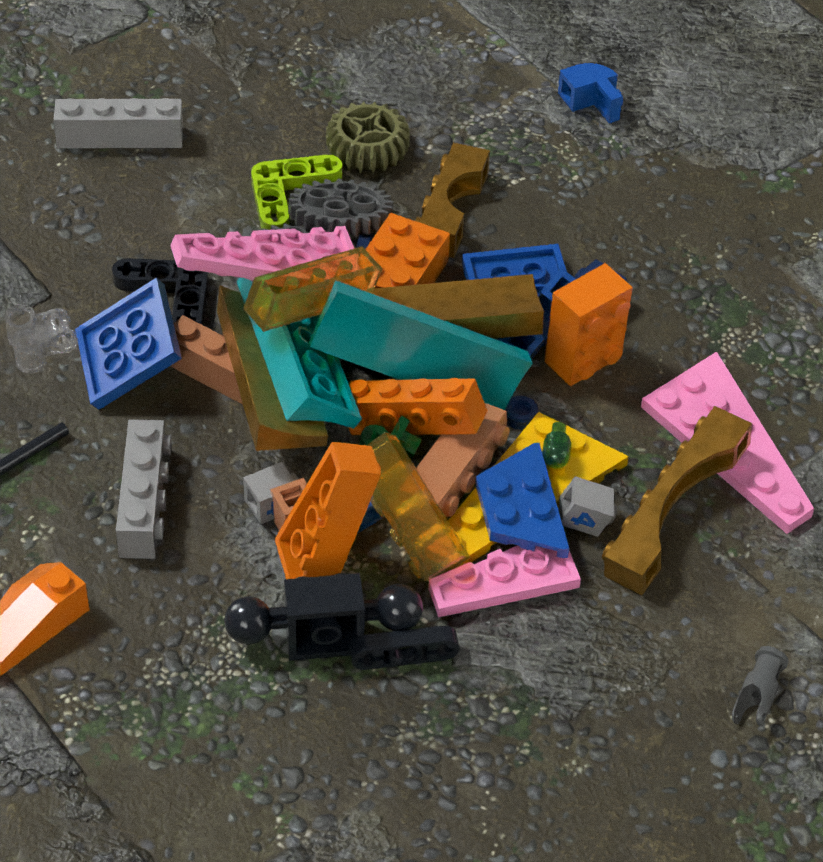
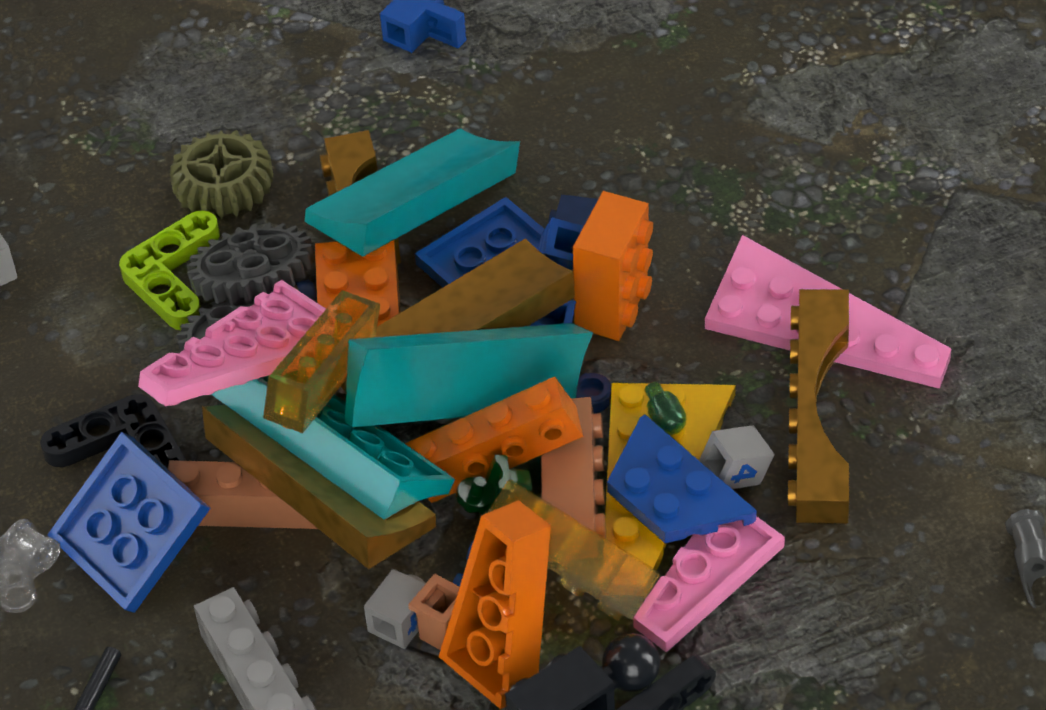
camera: 25 degrees left, 0 degrees up
(490, 207) = (413, 190): none -> teal arch

